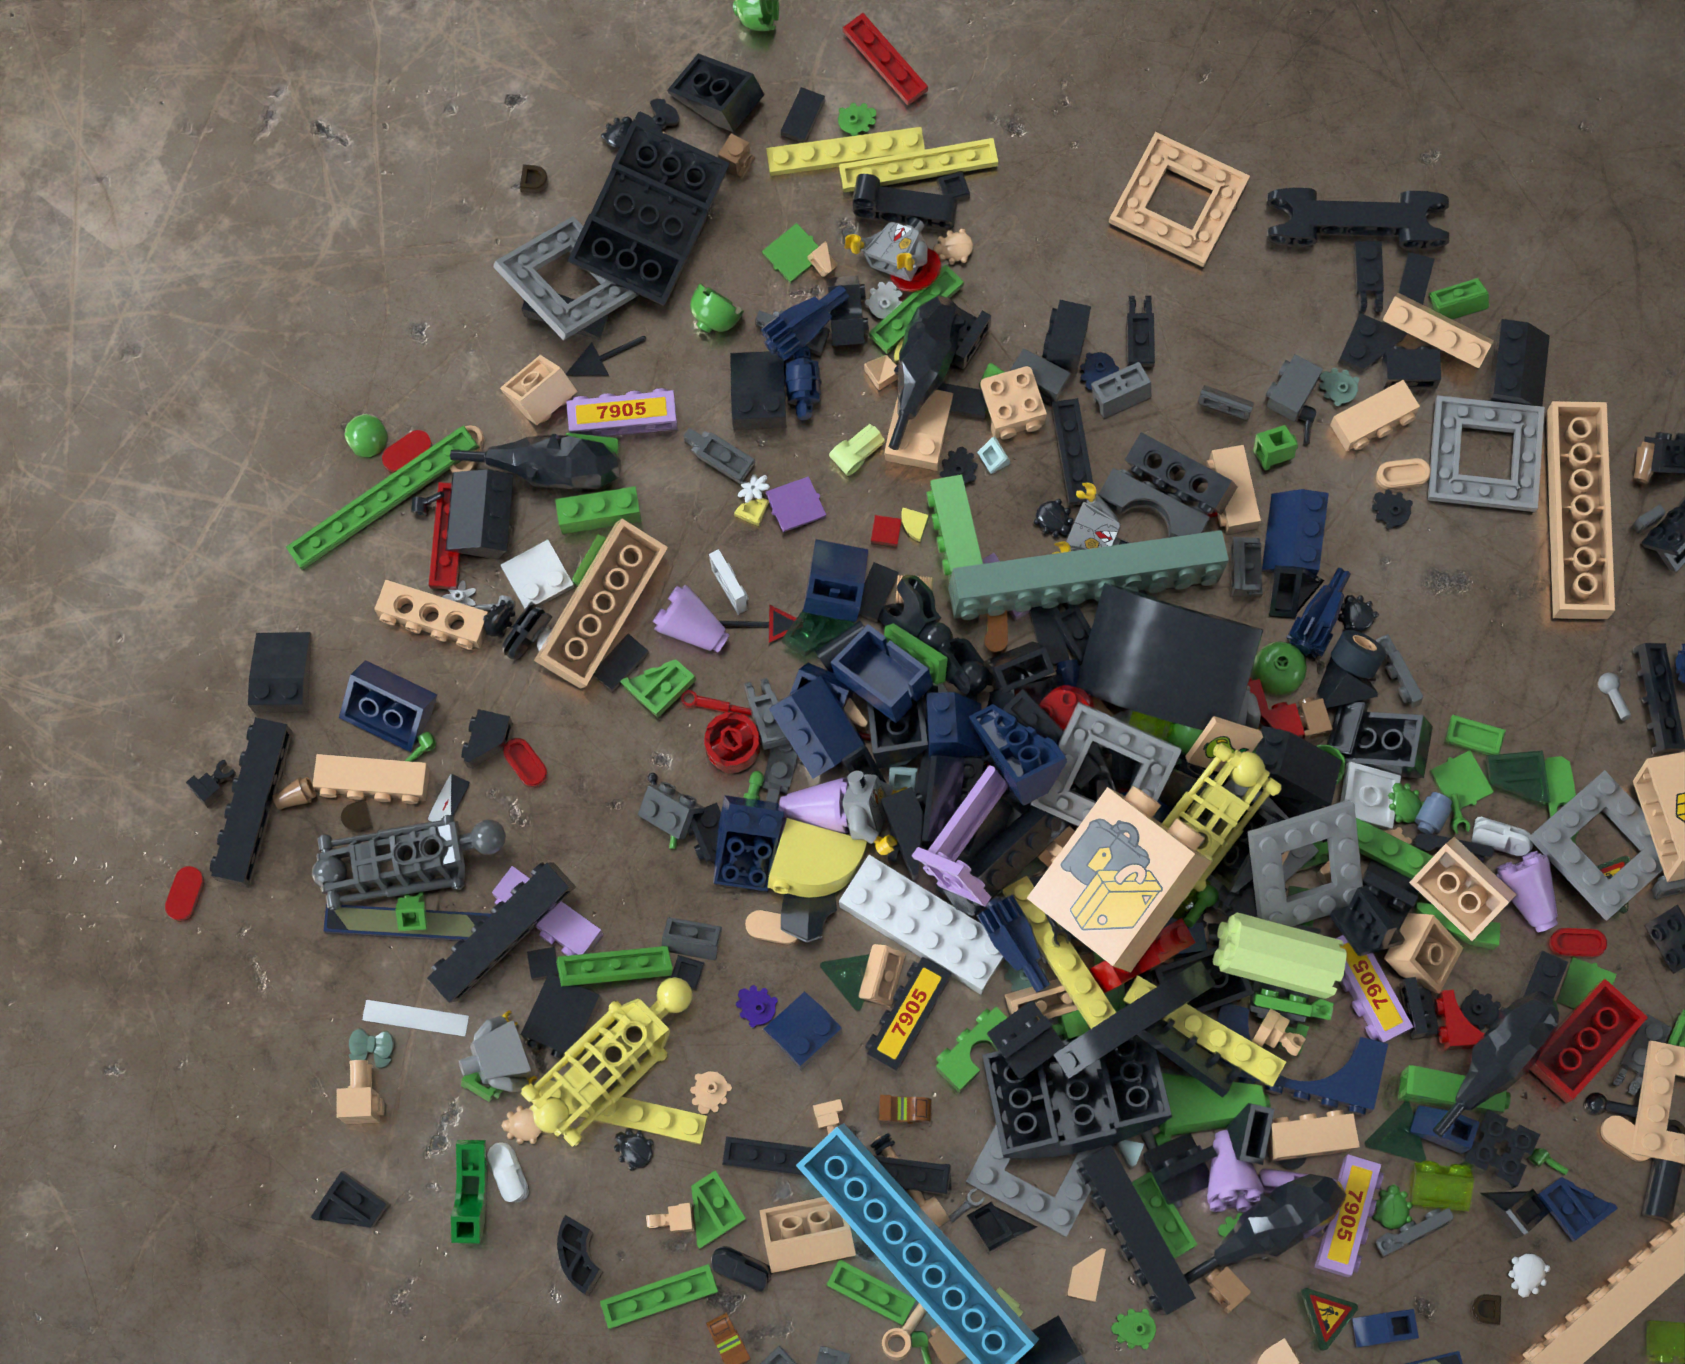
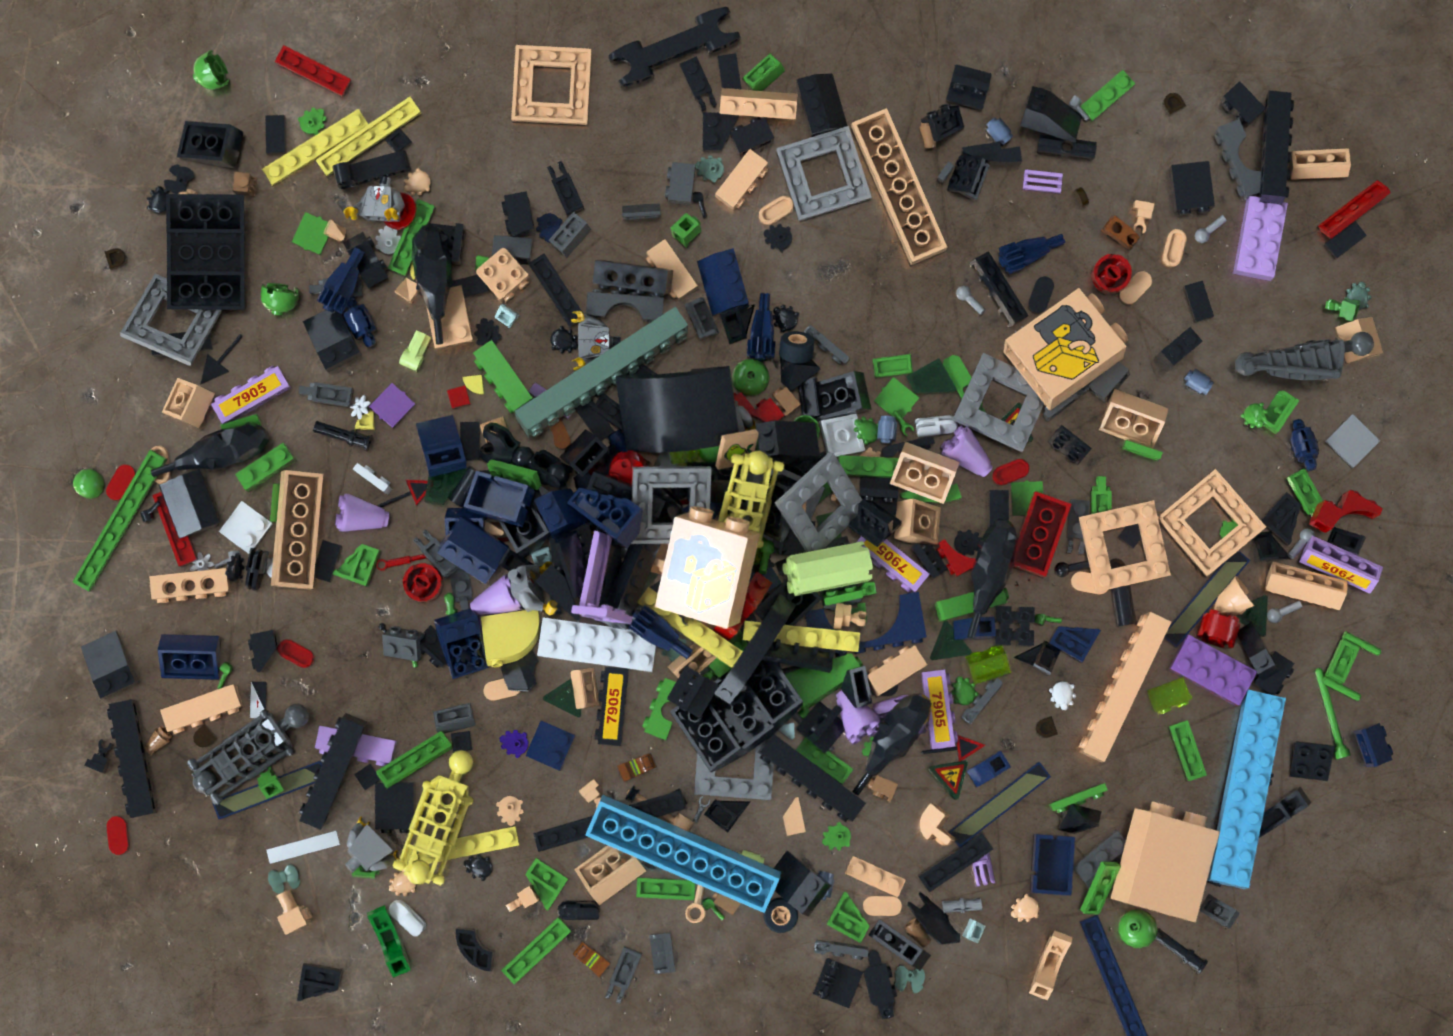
camera: 25 degrees left, 10 degrees up
(724, 521) = (351, 437): none -> black pin
(1362, 1285) = (965, 748): none -> piece

